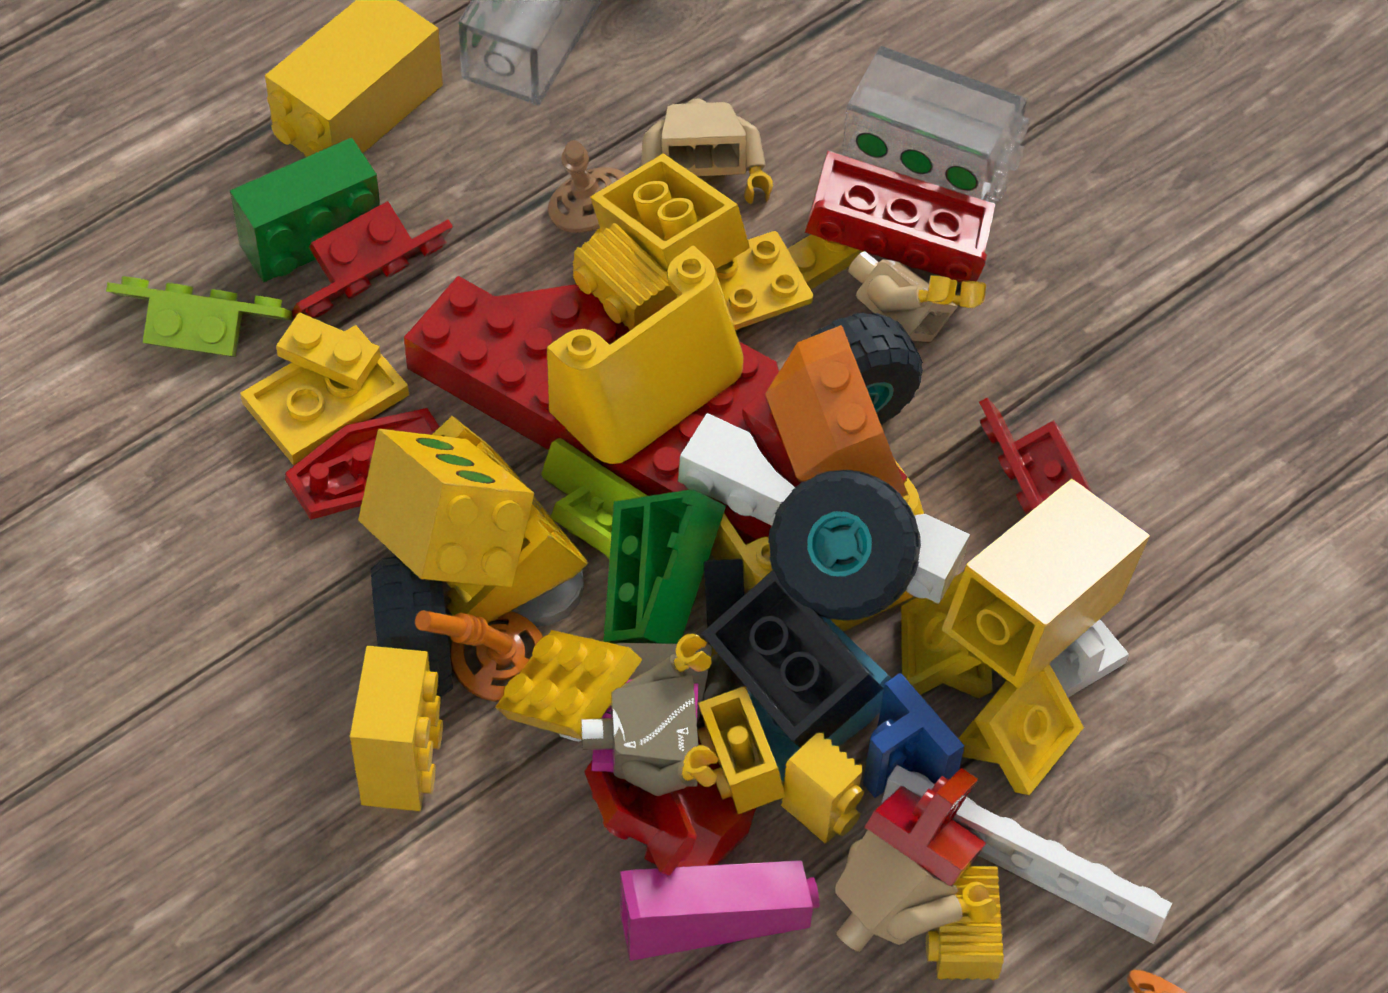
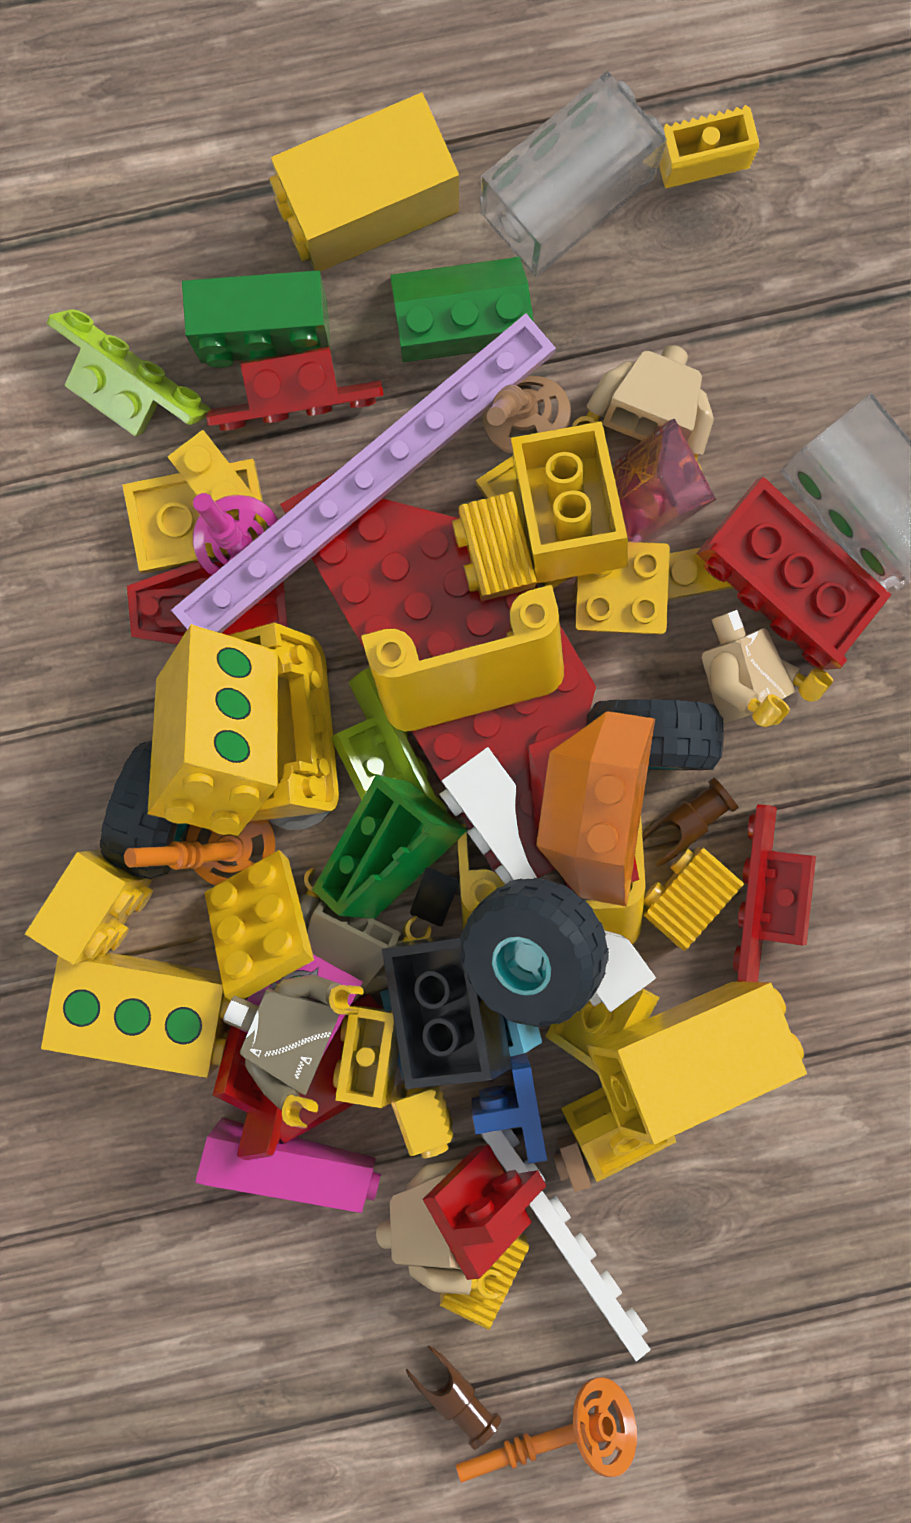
camera: 25 degrees right, 30 degrees up
(380, 379) = (222, 530): none -> dark pink dish
(473, 279) = (366, 478): none -> lavender plate
(490, 148) = (458, 307): none -> green slope
(493, 817) = (138, 1013): none -> yellow brick
(751, 181) = (660, 484): none -> clear pink slope
(929, 446) = (694, 817): none -> reddish brown piece
(969, 499) = (690, 896): none -> yellow brick
(996, 782) = (570, 1163): none -> medium nougat plate

